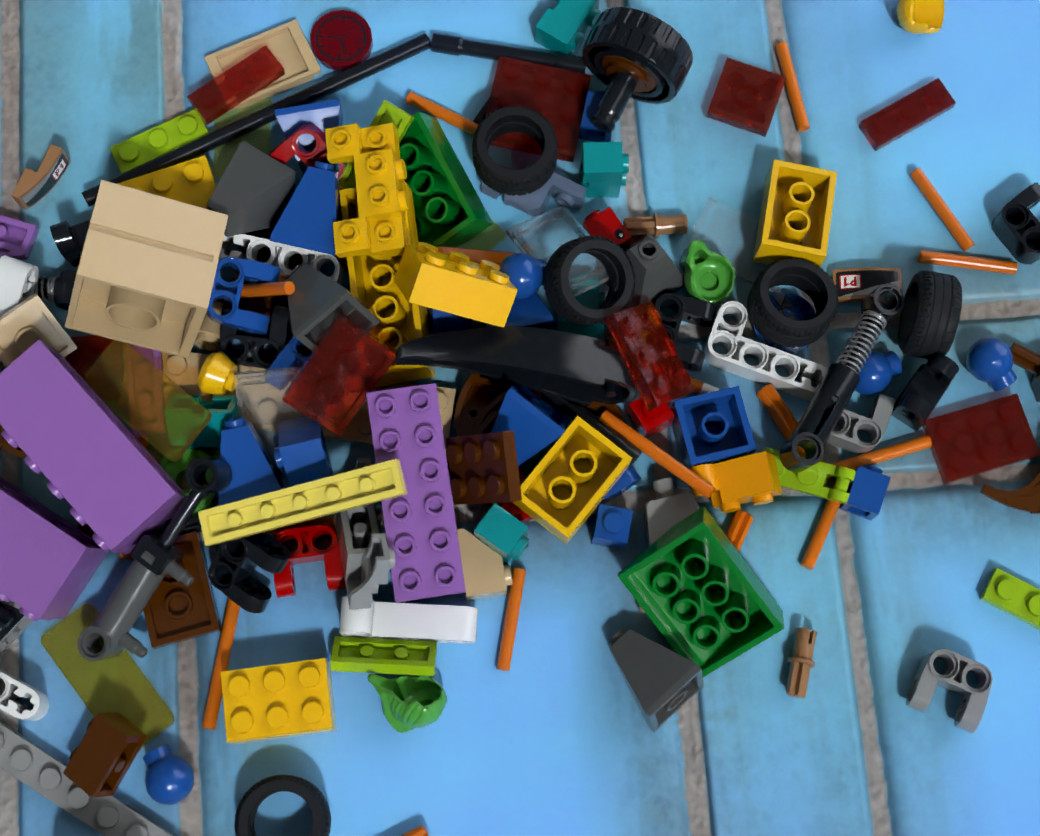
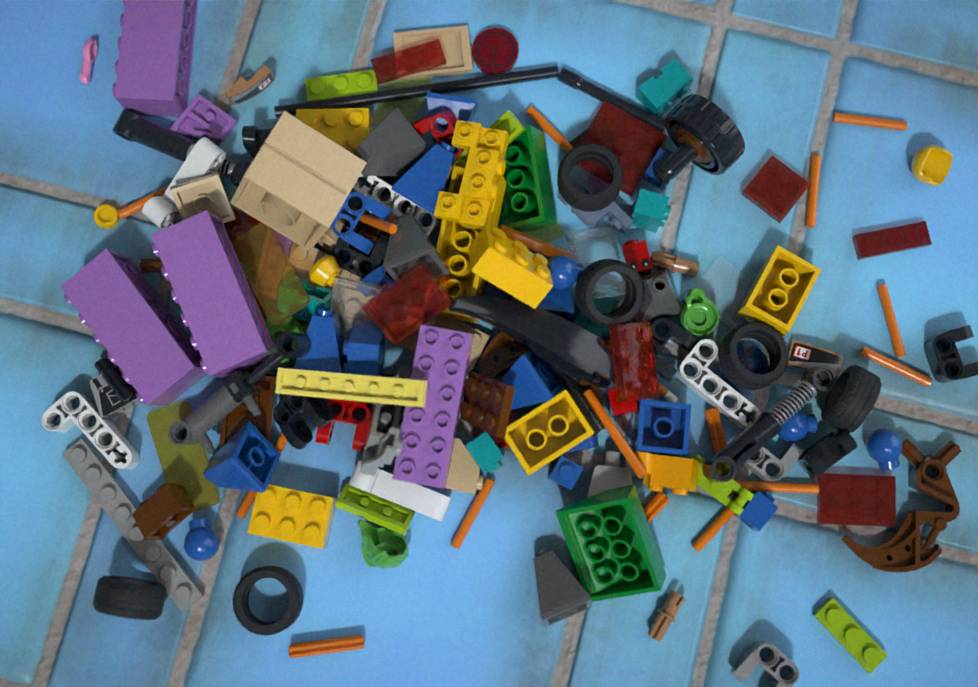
camera: 25 degrees right, 5 degrees up
(191, 653) = (244, 461): none -> blue slope

